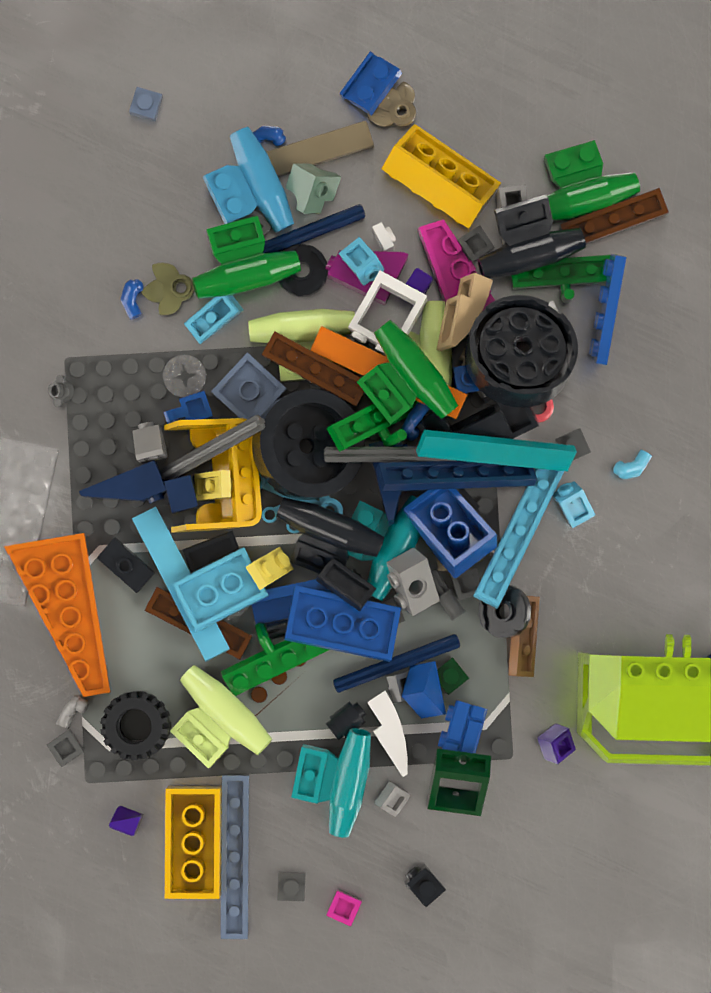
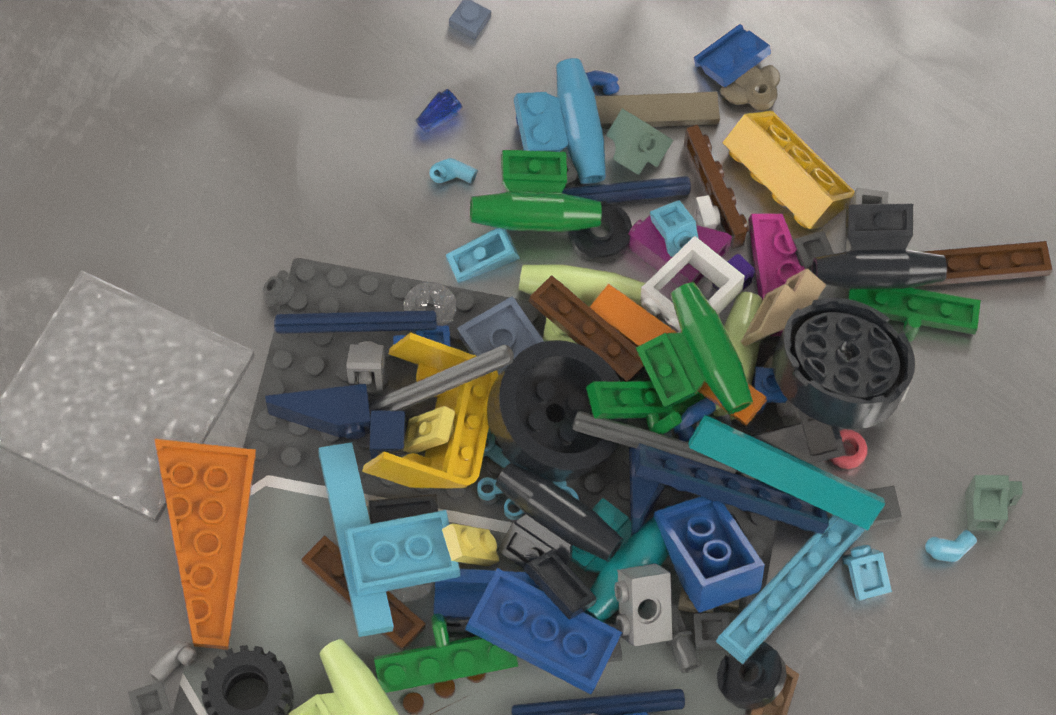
camera: 10 degrees right, 20 degrees down
(125, 565) = (294, 503): black plate -> none
(129, 296) = (394, 202): blue arm -> none
(130, 407) = (355, 322): none -> dark blue axle
(144, 199) = (439, 111): none -> clear blue cone
(164, 288) = (434, 212): olive plate -> none
(168, 247) = (451, 169): none -> medium azure arm
(379, 198) = (712, 178): none -> reddish brown plate
(581, 182) = (955, 215): green plate -> none
(605, 319) = (960, 339): blue plate -> none
(655, 423) = (988, 501): none -> sand green brick

